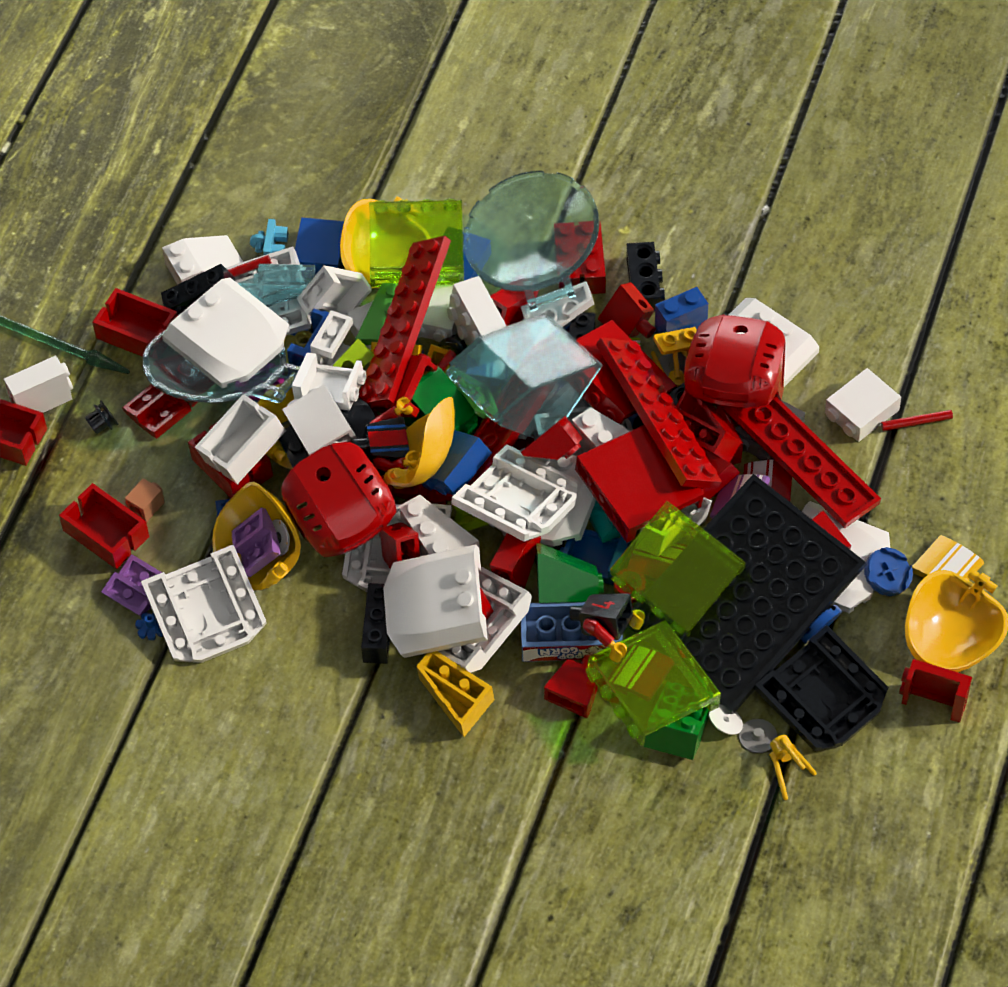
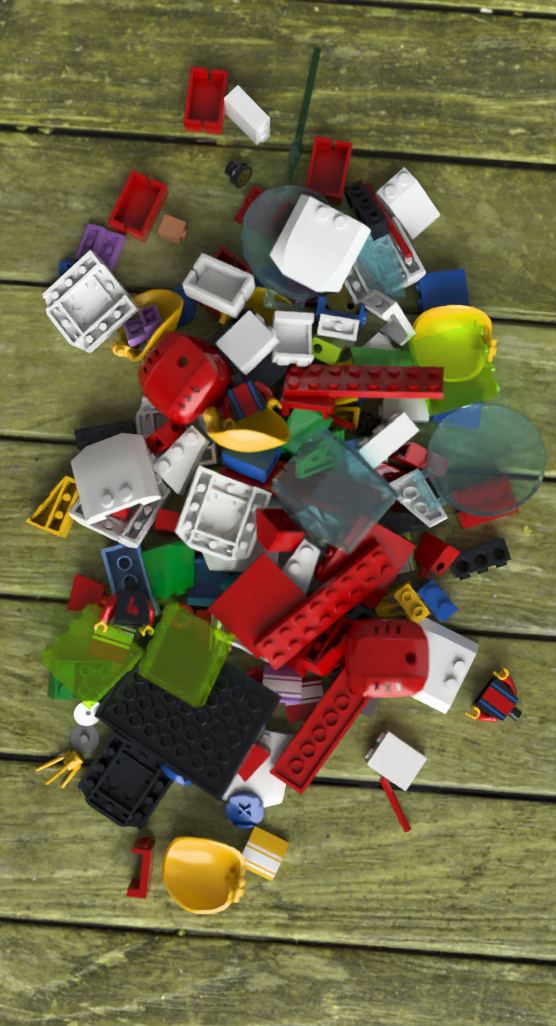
camera: 75 degrees right, 30 degrees up
(268, 242) = (437, 249): medium azure hips -> none
(812, 291) = (496, 699): none -> torso

